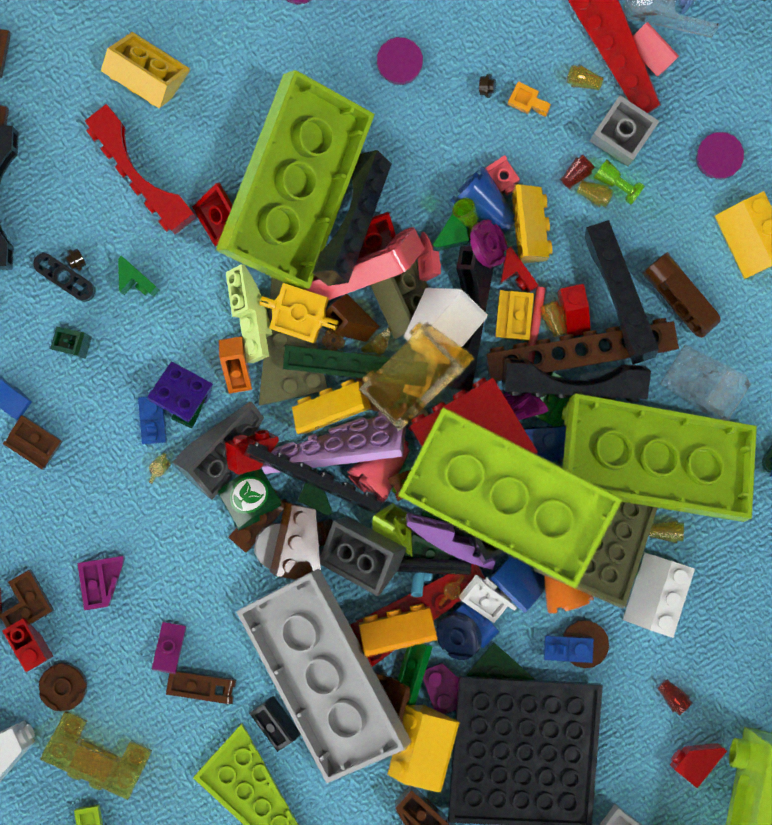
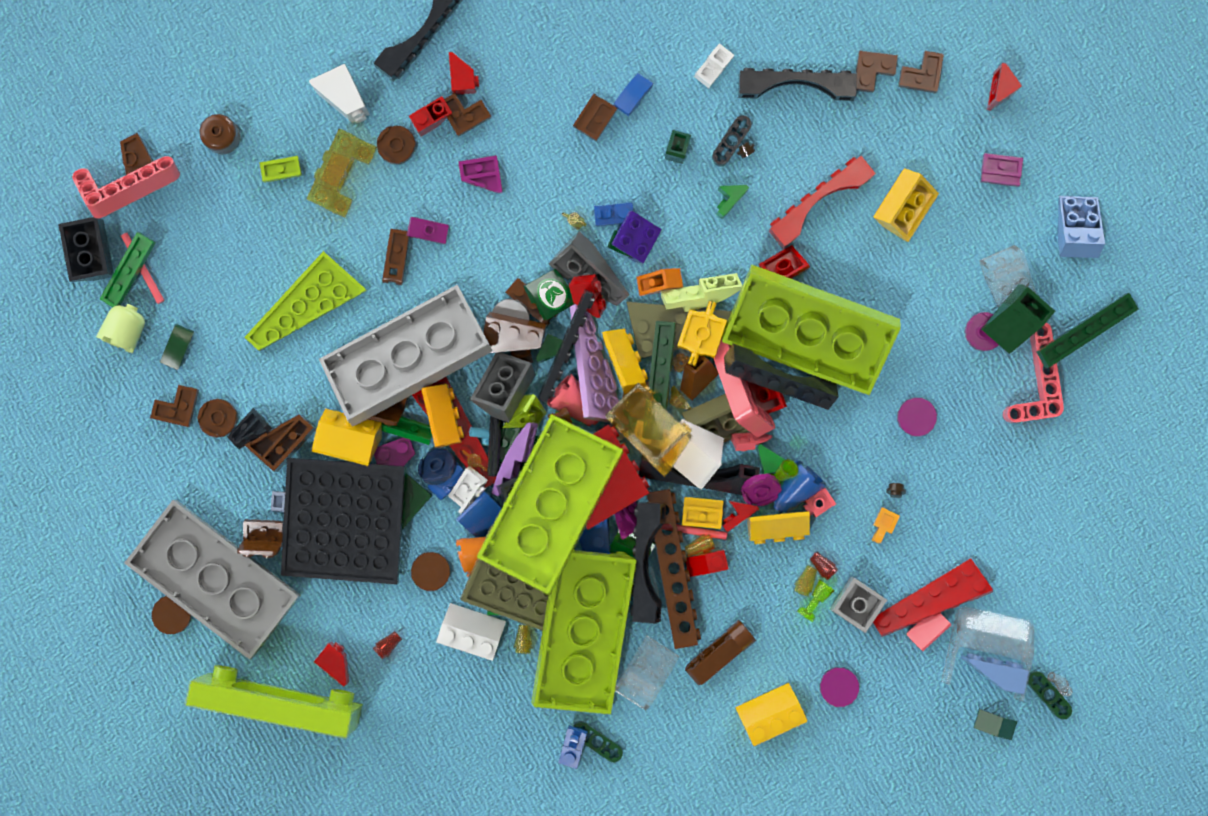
camera: 85 degrees right, 0 degrees up
(275, 723) = (366, 317): black slope -> none
(568, 648) = (426, 557): blue plate -> none
(583, 78) = (904, 570): clear yellow cone -> none
(630, 312) = (721, 601): black arch -> none

